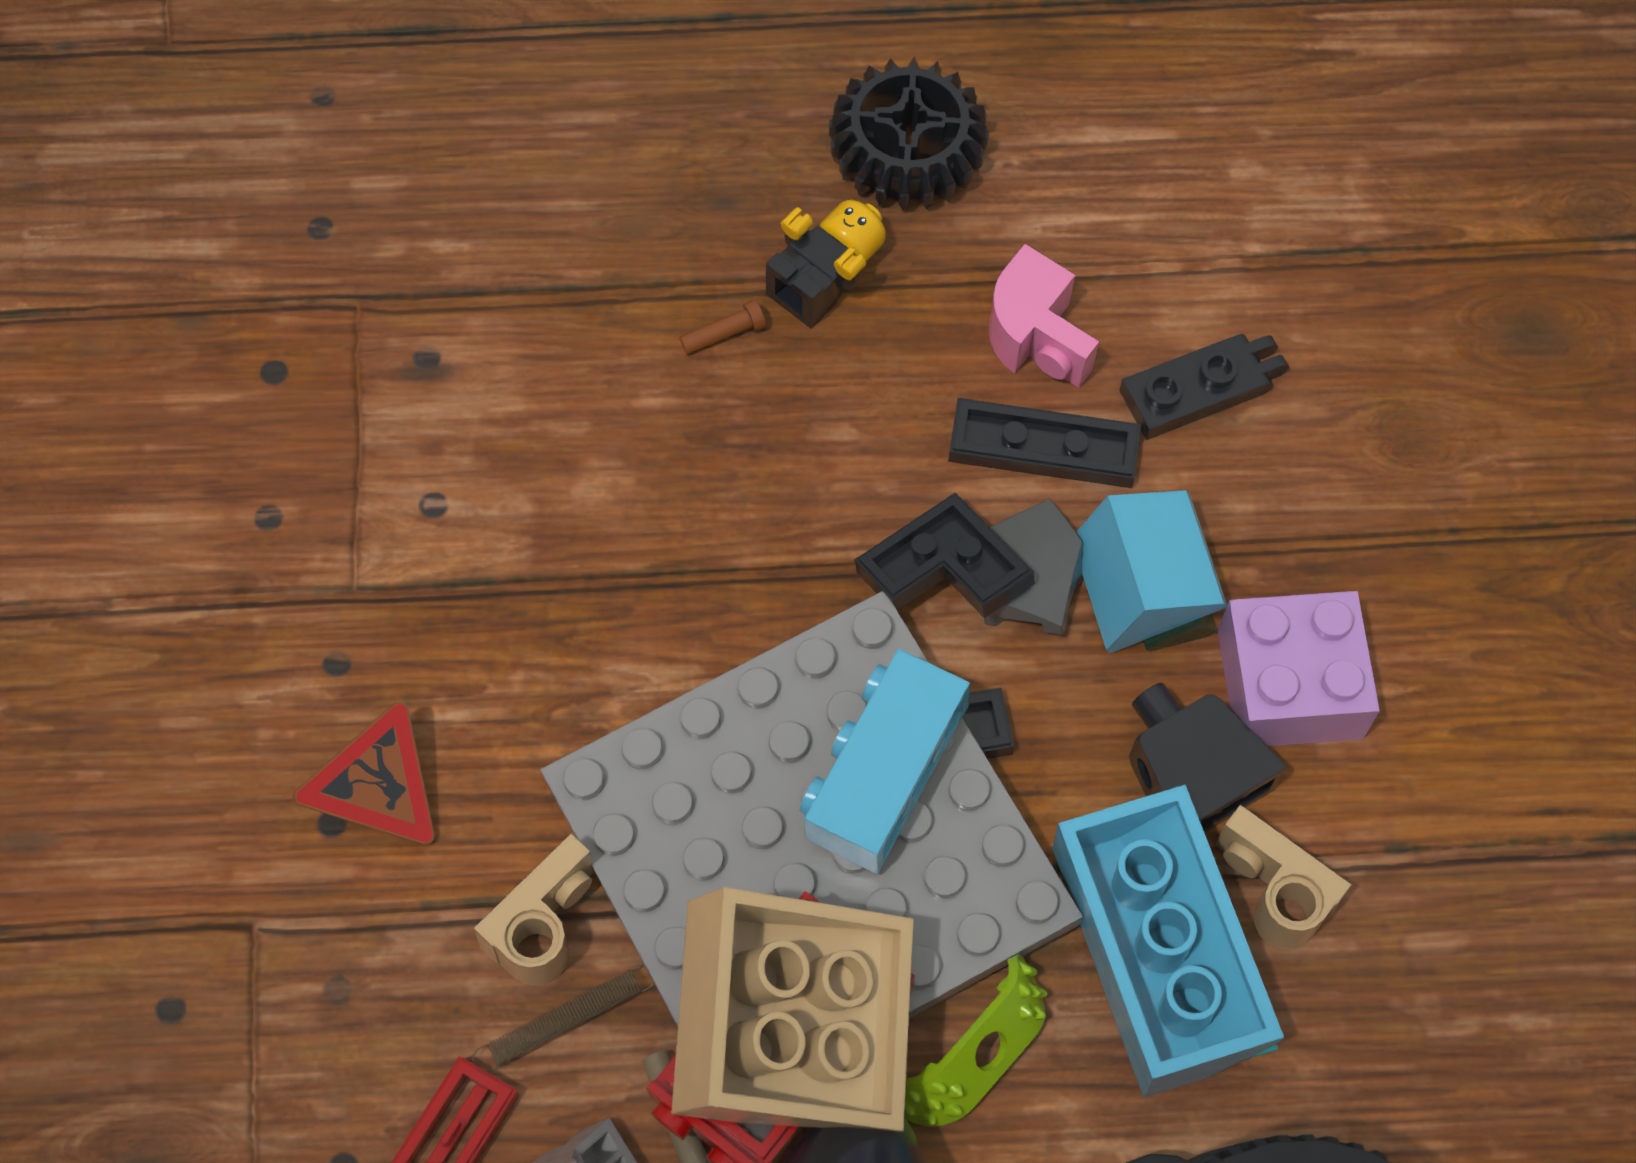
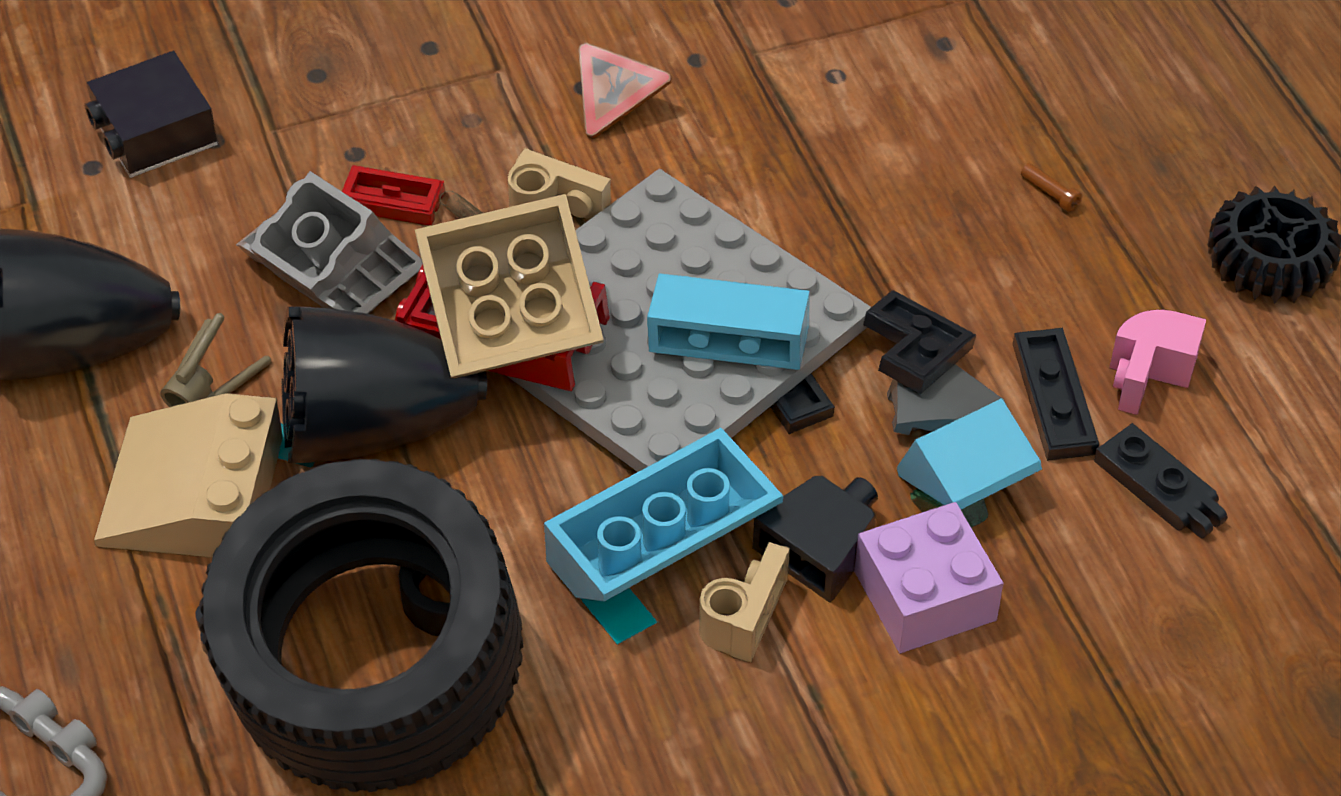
camera: 75 degrees right, 15 degrees down
(822, 261) = (1129, 218): piece -> none
(956, 1083) = (579, 460): lime piece -> none

